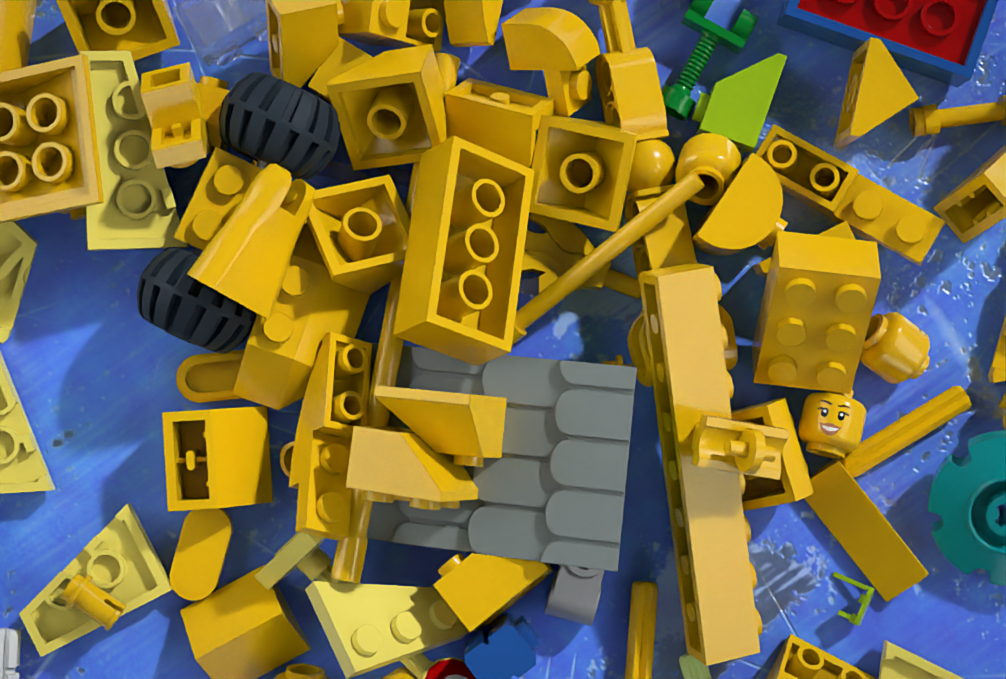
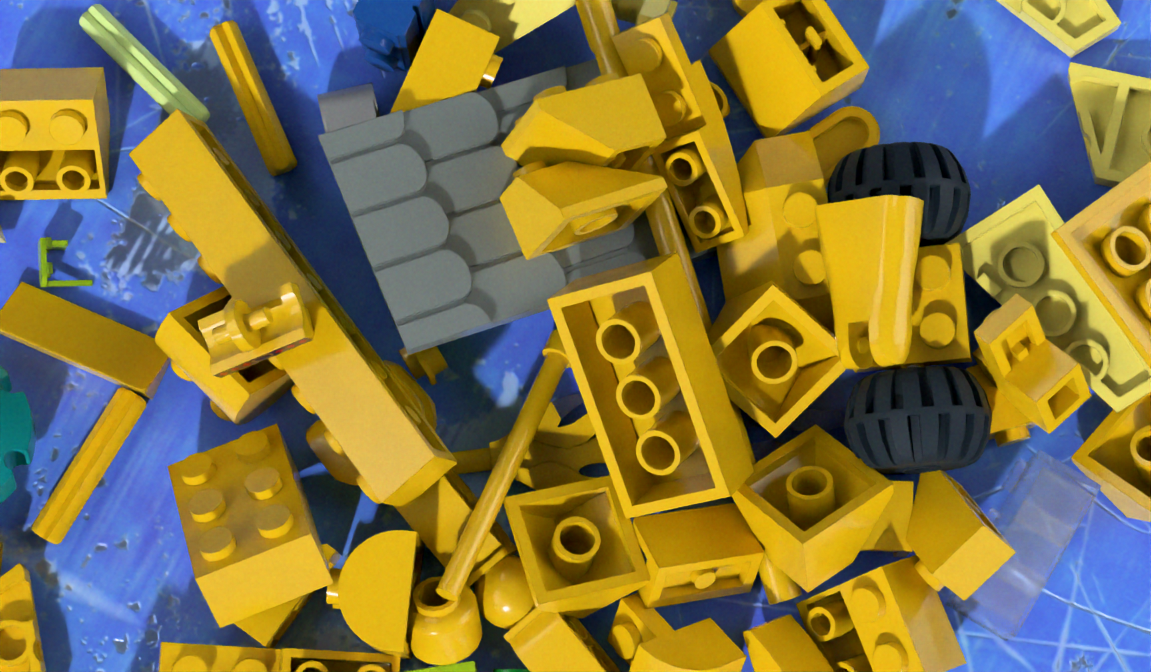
camera: 155 degrees right, 10 degrees down
(831, 423) = (171, 427): yellow head -> none
(895, 348) = (144, 543): yellow head -> none

